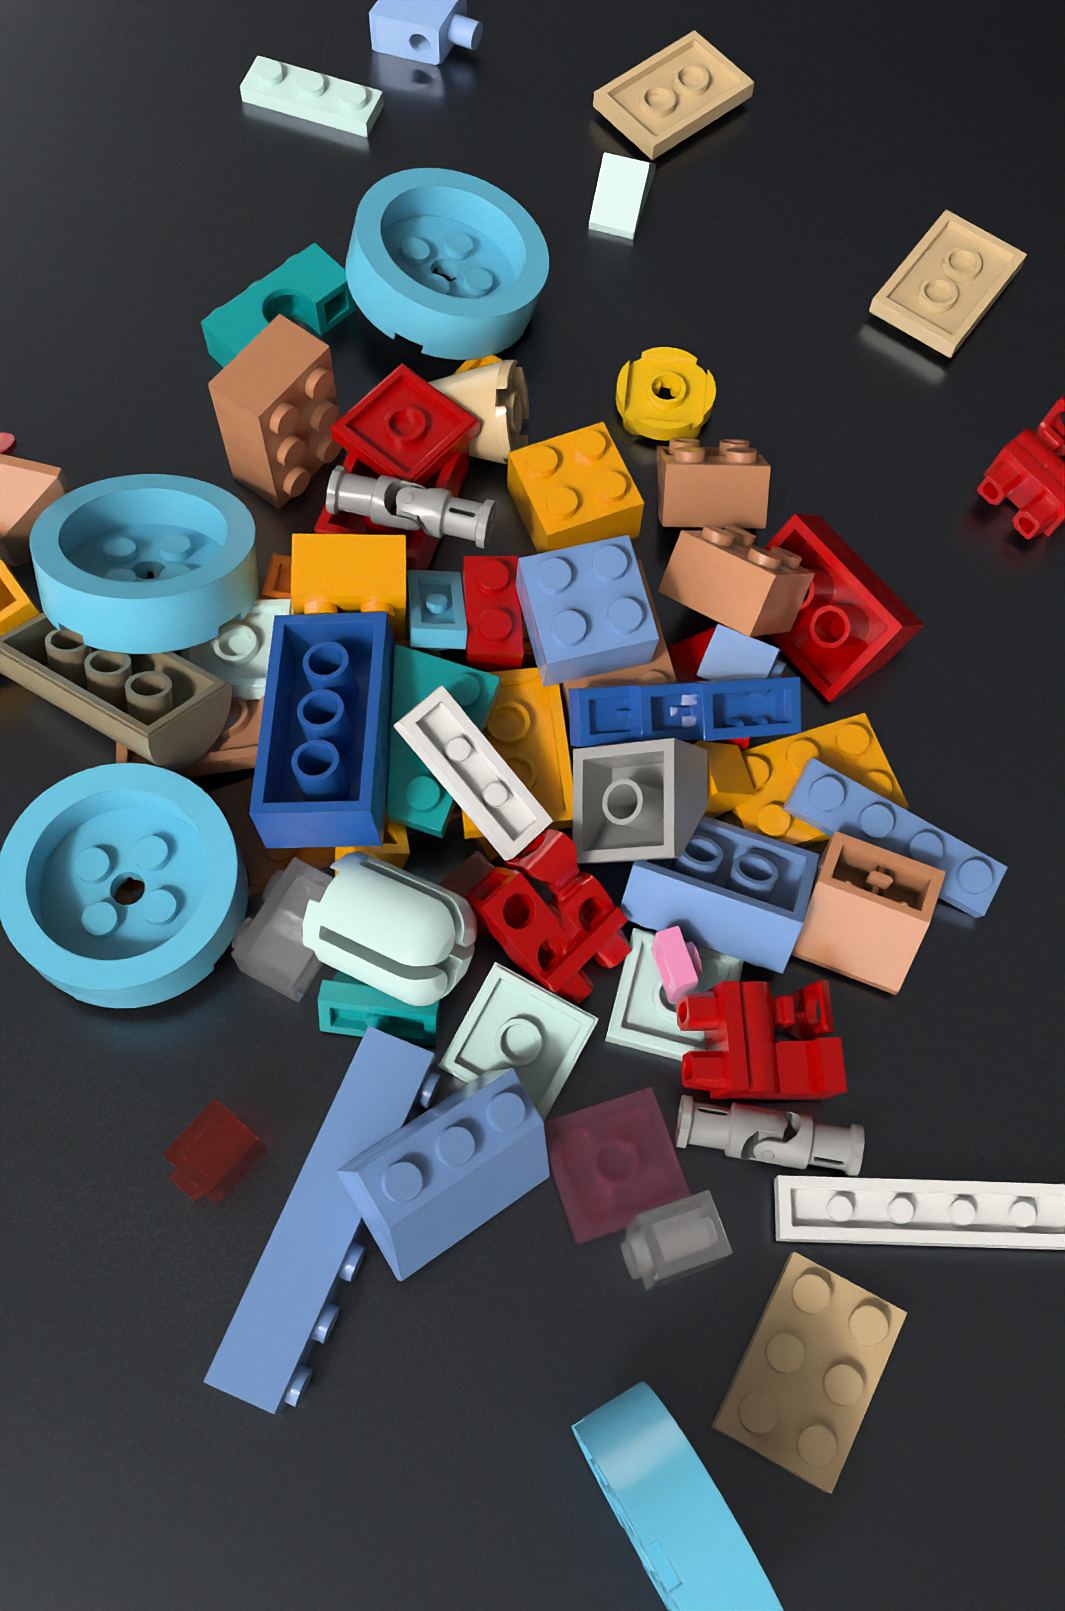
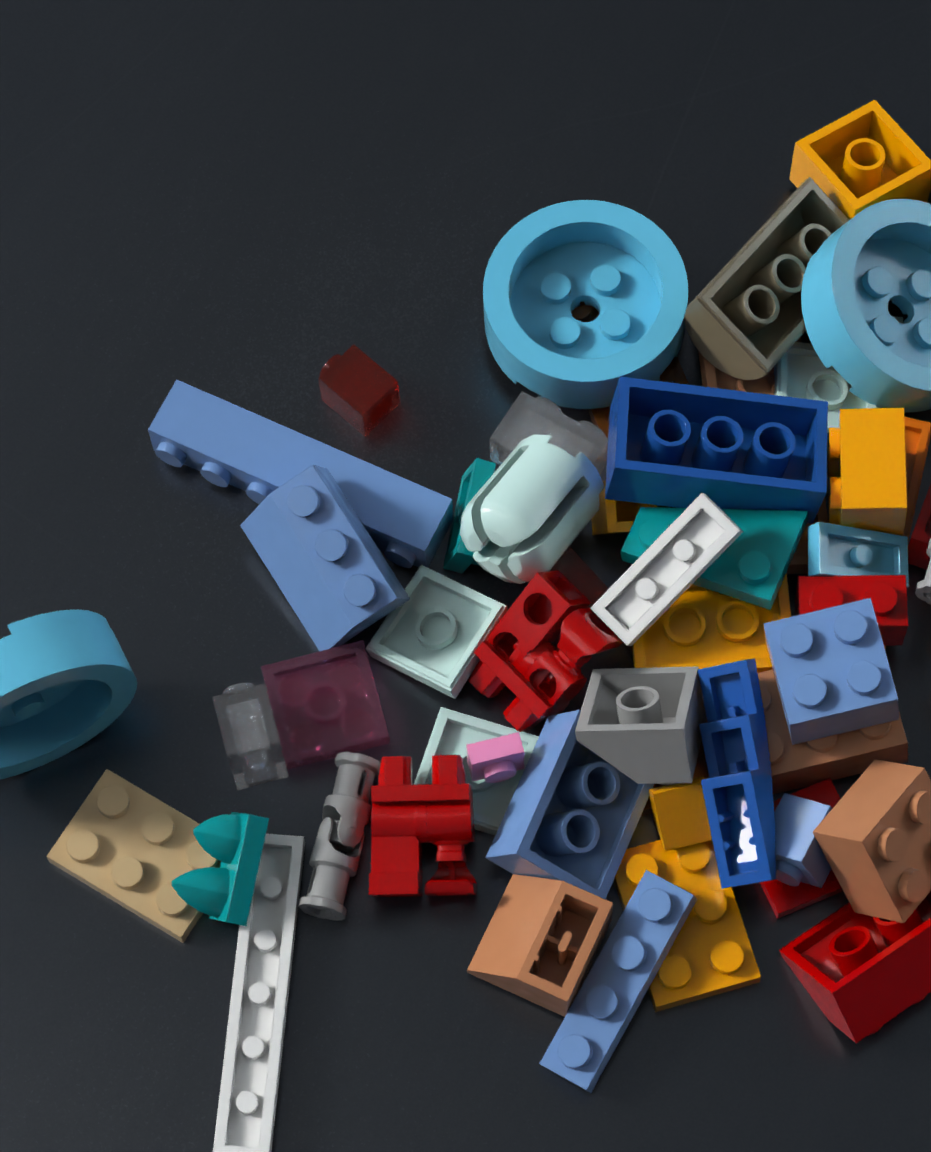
camera: 100 degrees right, 0 degrees up
(823, 1244) = (227, 890): none -> teal tile

